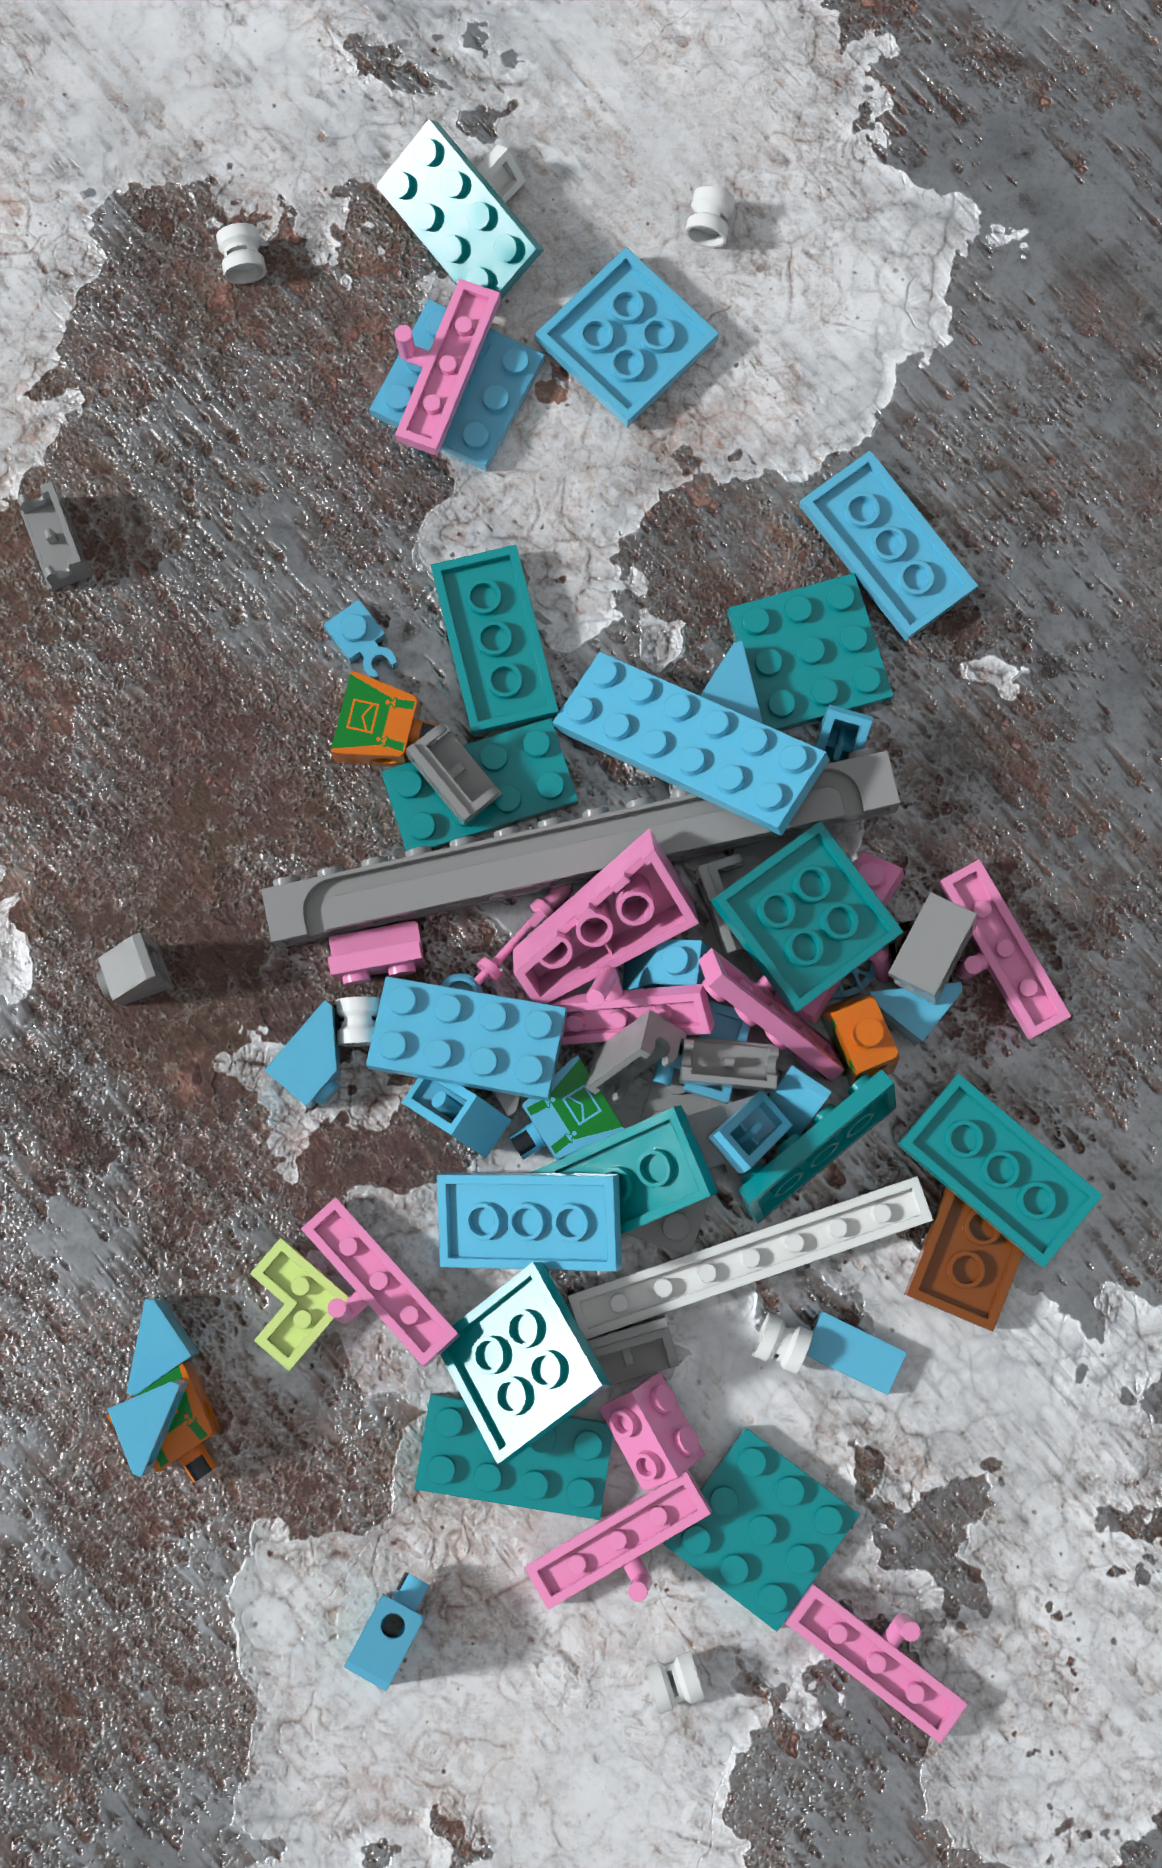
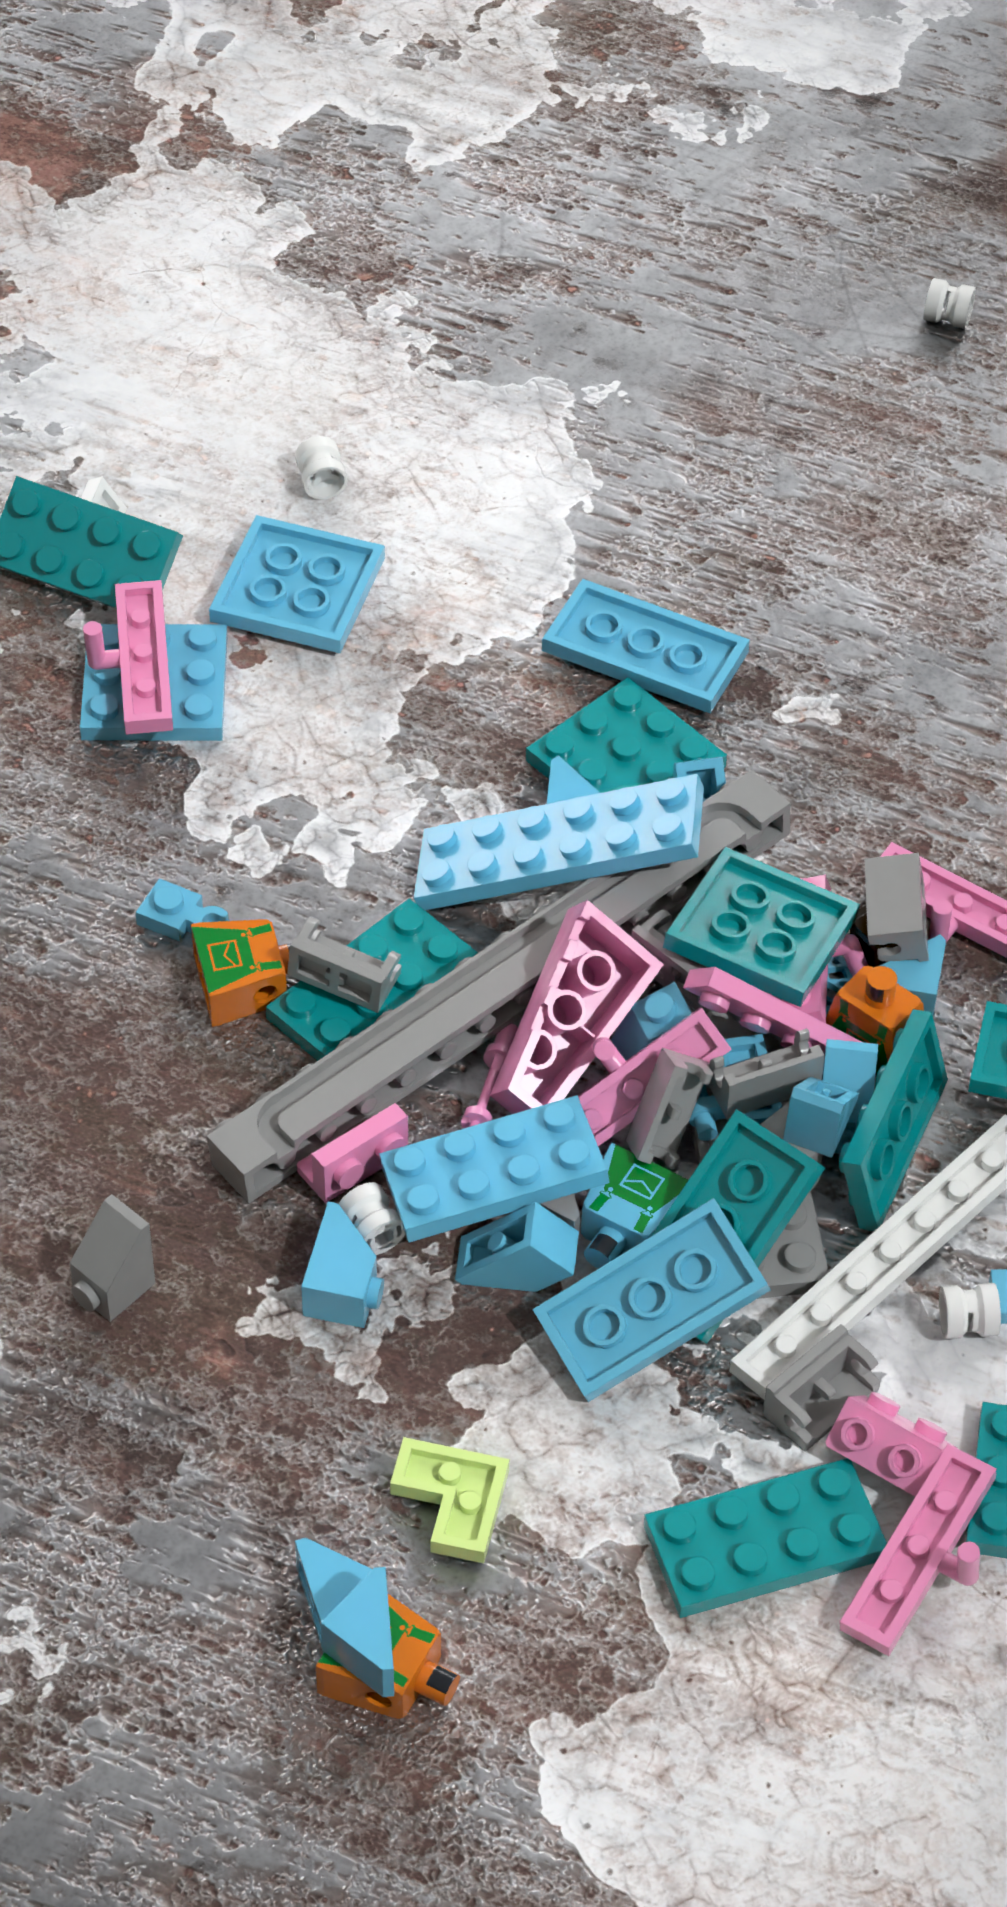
camera: 25 degrees left, 30 degrees down
(377, 1284) = (531, 1429): bright pink plate -> none
(377, 1654) = (738, 1727): medium azure torso -> none
(494, 640) = (315, 859): teal plate -> none
(522, 1363) = (721, 1416): plate -> none

